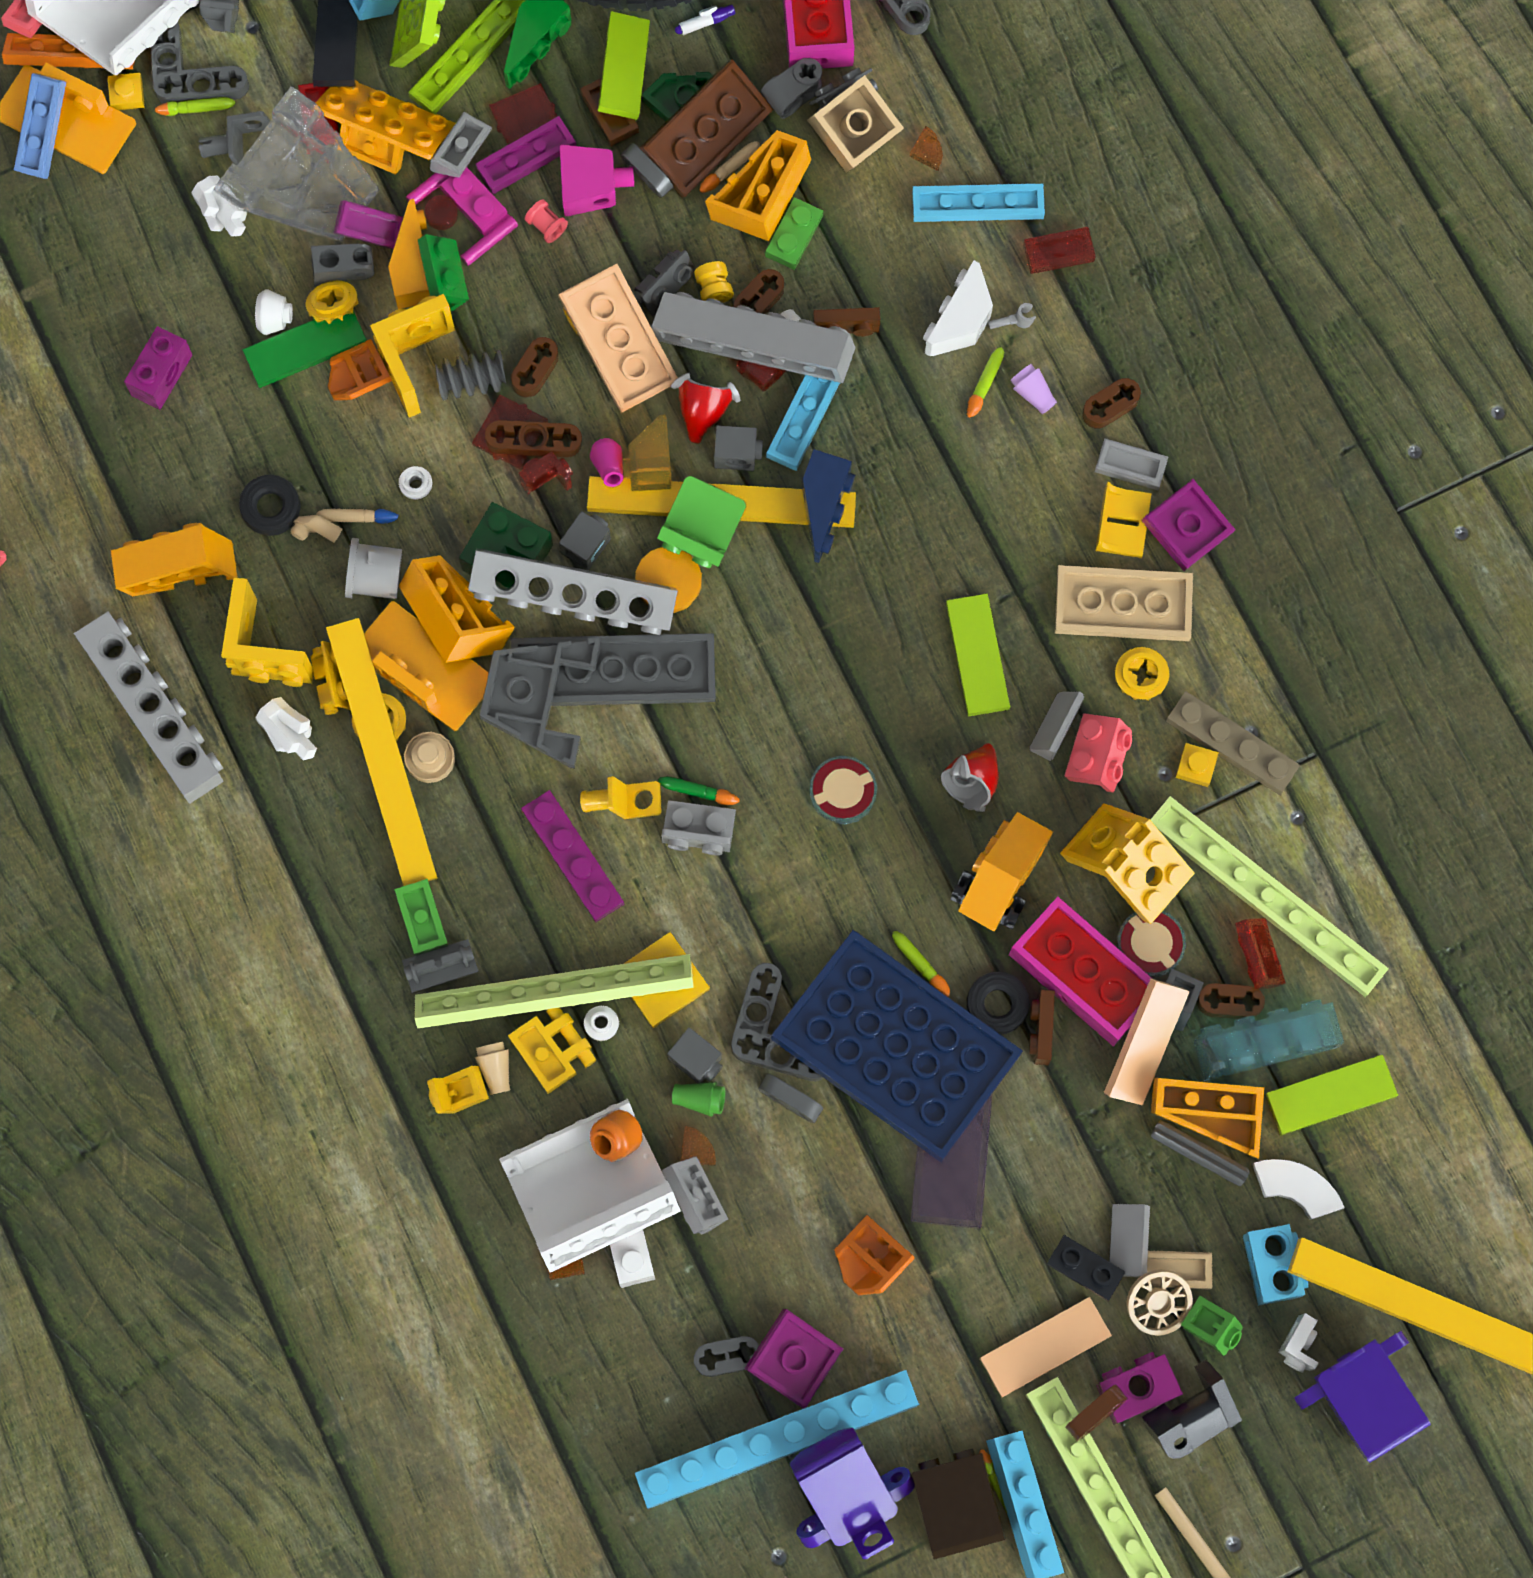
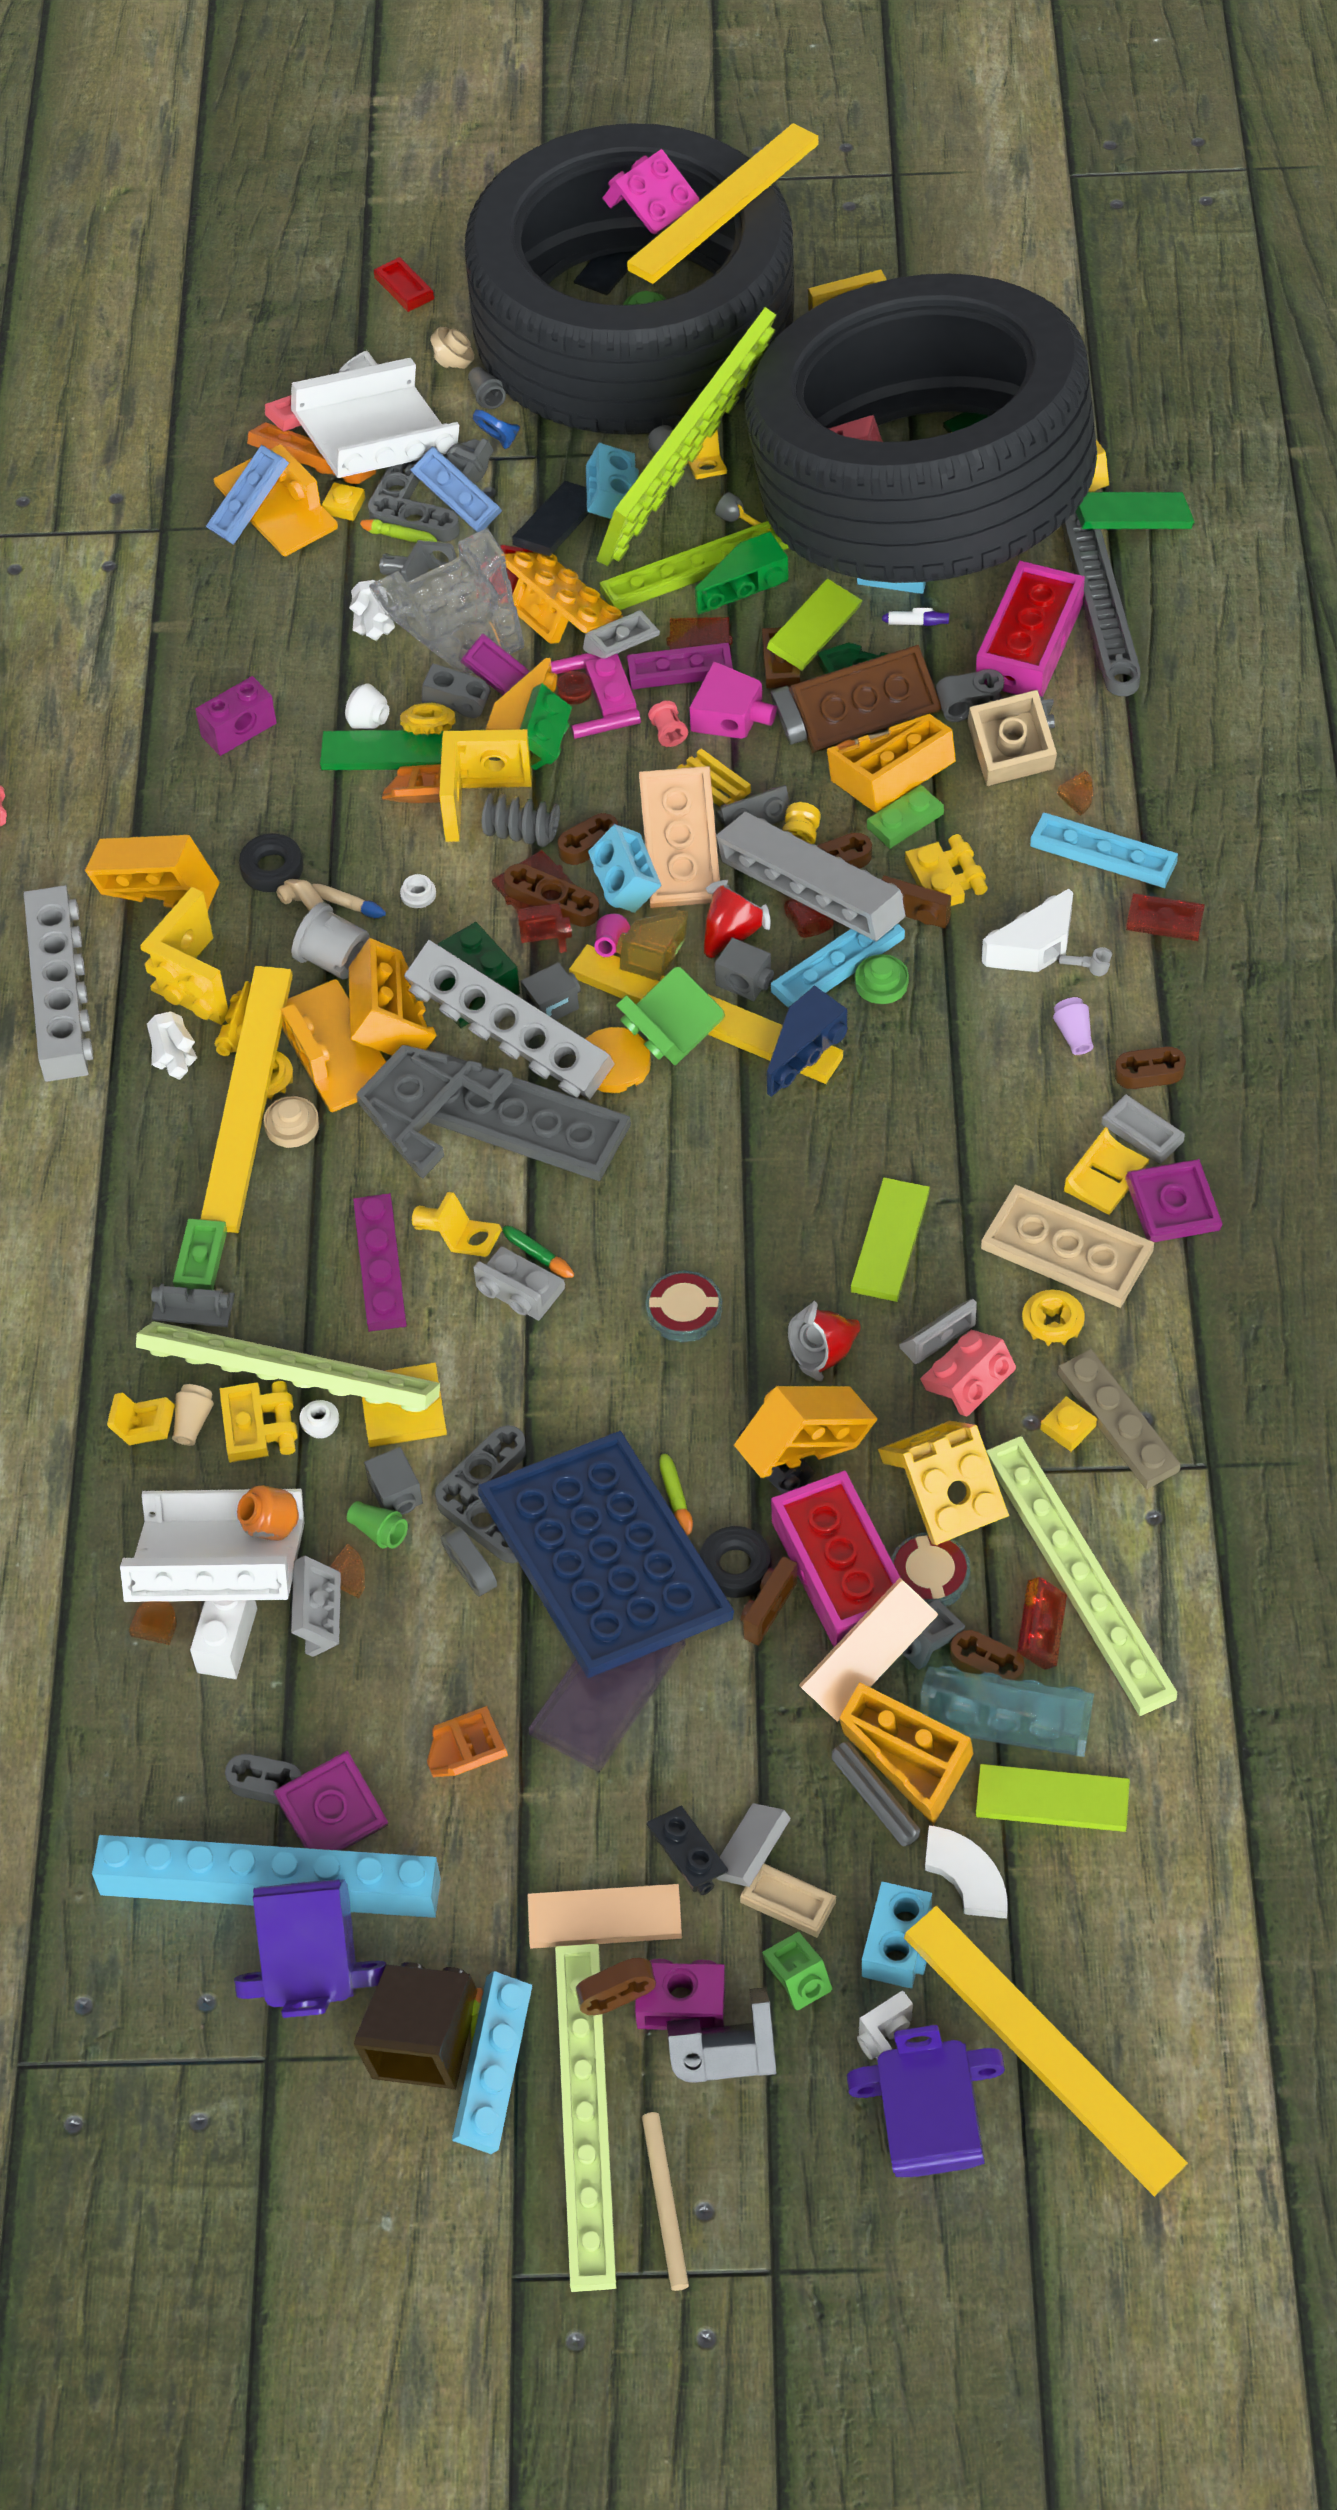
camera: 30 degrees right, 20 degrees down
(228, 43) = (456, 490): none -> medium blue tile
(587, 390) = (624, 868): none -> medium azure brick
(616, 250) = (721, 778): none -> yellow tile
(847, 283) = (934, 870): none -> yellow plate
(854, 409) = (881, 979): none -> bright green plate
(976, 400) = (1029, 1004): lime piece -> none
(1159, 1302) = (749, 1917): tan wheel -> none

